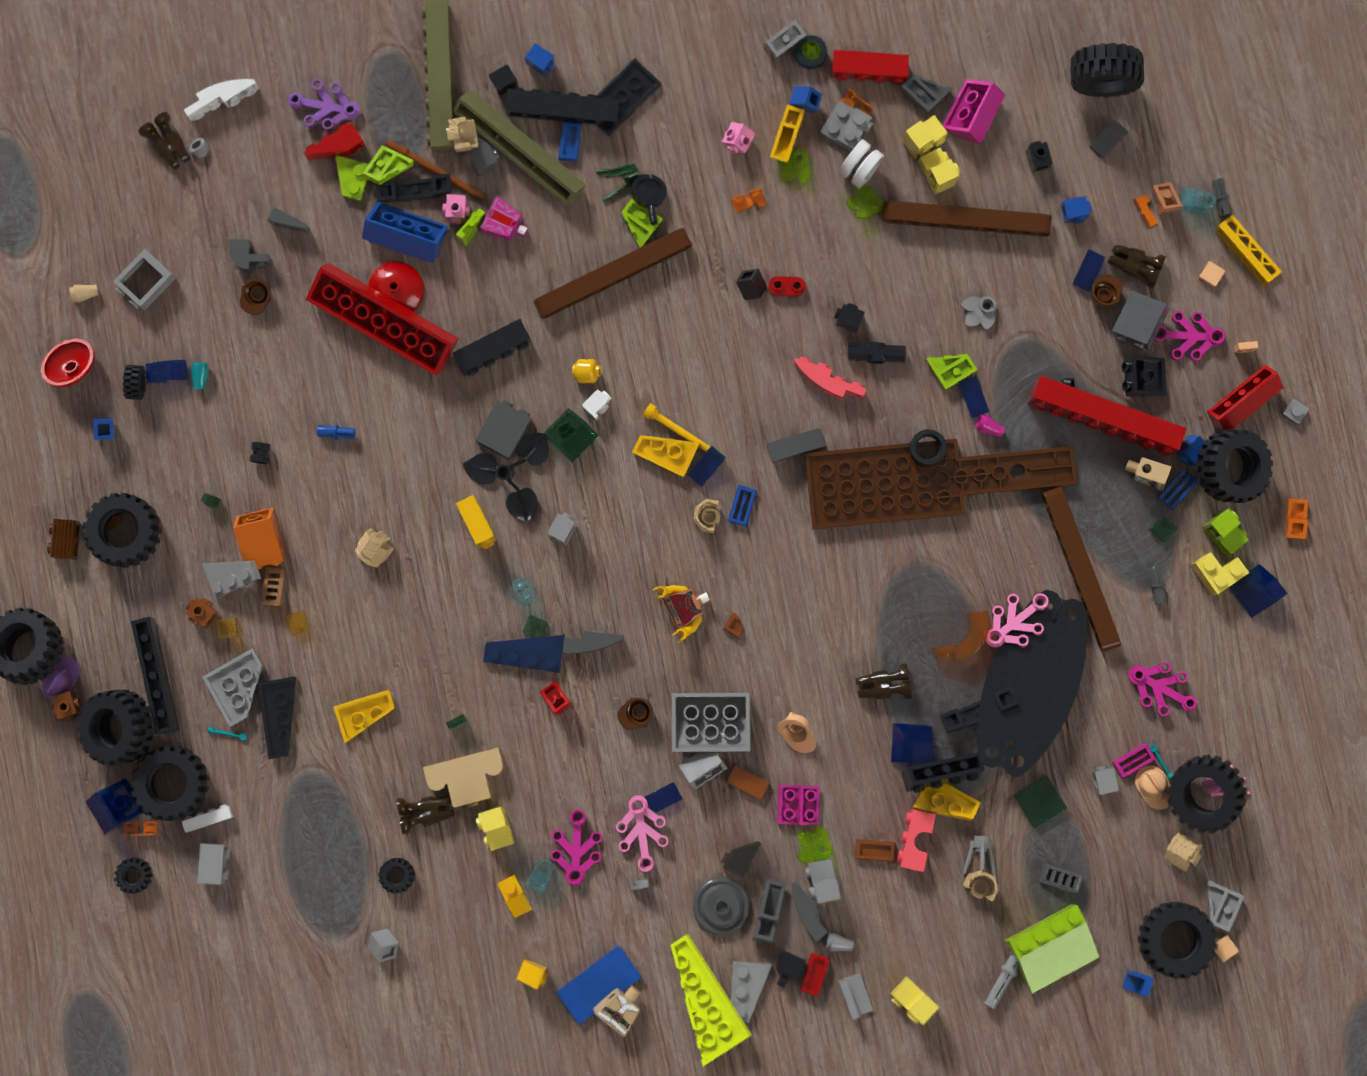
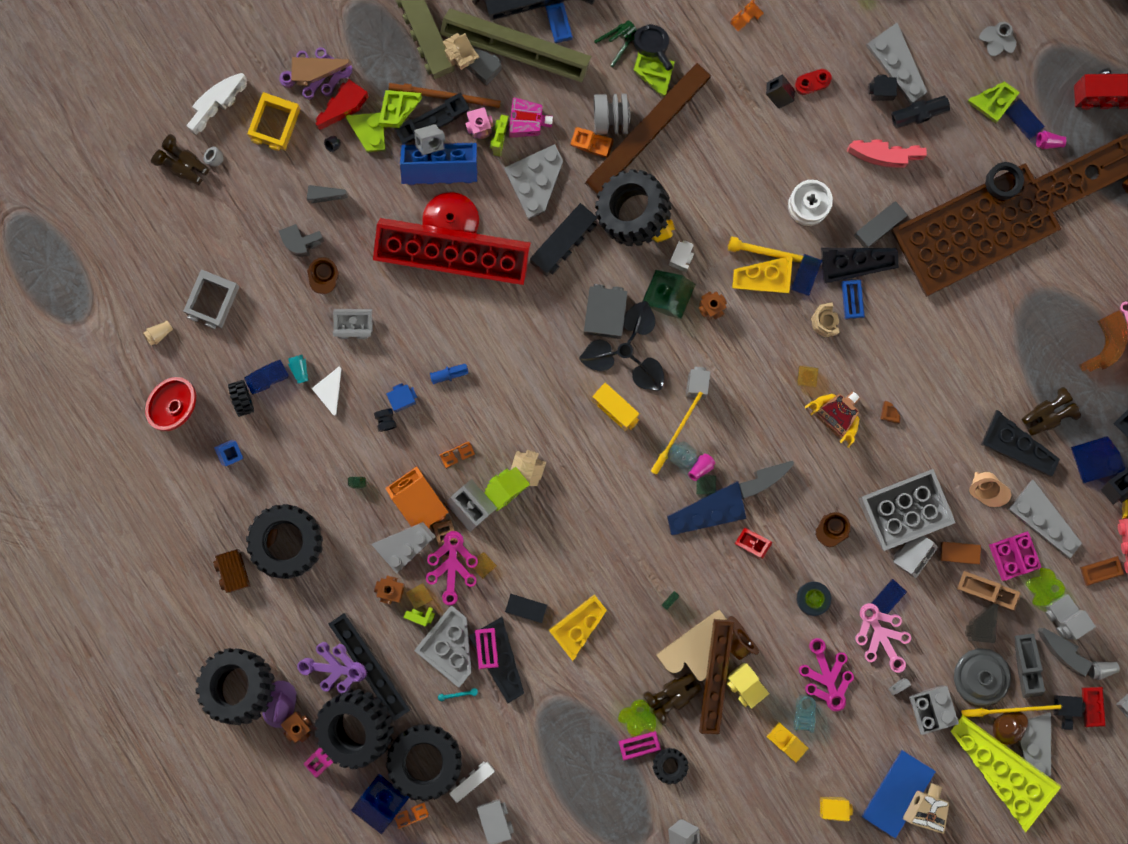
camera: 25 degrees left, 0 degrees up
(75, 745) = (322, 759): none -> dark pink tile
(136, 673) = (355, 671): none -> medium lavender plant
(216, 646) = (416, 616): none -> lime bracket
(219, 406) = (329, 389): none -> white tile
(265, 351) = (352, 323): none -> light grey bracket
(267, 610) = (452, 565): none -> dark pink plant
(275, 705) = (494, 648): none -> dark pink tile
(278, 147) = (281, 104): none -> yellow window
(283, 437) = (401, 397): none -> blue brick
(307, 561) = (470, 505): none -> light grey slope
(310, 510) = (452, 457): none -> orange piece
(313, 176) = (332, 143): none -> black hinge
(320, 101) = (314, 69): none -> medium nougat slope
(321, 677) = (526, 608): none -> black tile
(344, 558) = (505, 487): none -> lime brick
(382, 821) = (636, 720): none -> clear neon green plate
(382, 838) = (623, 749): none -> dark pink tile
(398, 208) = (423, 141): none -> light grey brick
(470, 808) = (716, 676): none -> reddish brown tile
(489, 280) = (535, 179): none -> light grey plate
(504, 584) = (664, 455): none -> yellow piece
(506, 783) = (741, 643): none -> reddish brown piece
(536, 608) = (703, 465): none -> dark pink cone
(554, 324) = (621, 189): none -> black tyre
(555, 266) = (589, 142): none -> orange slope
(581, 245) = (611, 114): none -> light grey wheel
(590, 766) = (815, 603): none -> black wheel
(609, 468) = (709, 311): none -> dark orange brick
(660, 918) = (933, 709): none -> light grey slope
(669, 562) = (807, 376): none -> clear yellow plate
(708, 939) = (982, 712): none -> yellow piece
(728, 962) = (1010, 727): none -> reddish brown hat
(736, 388) = (799, 205): none -> white wheel
(756, 471) = (855, 262): none -> black wing
(760, 828) = (989, 591): none -> medium nougat slope
(837, 775) = (1042, 517): none -> light grey wing
(842, 702) = (1014, 443): none -> black wing
(874, 296) = (897, 61): none -> light grey wing

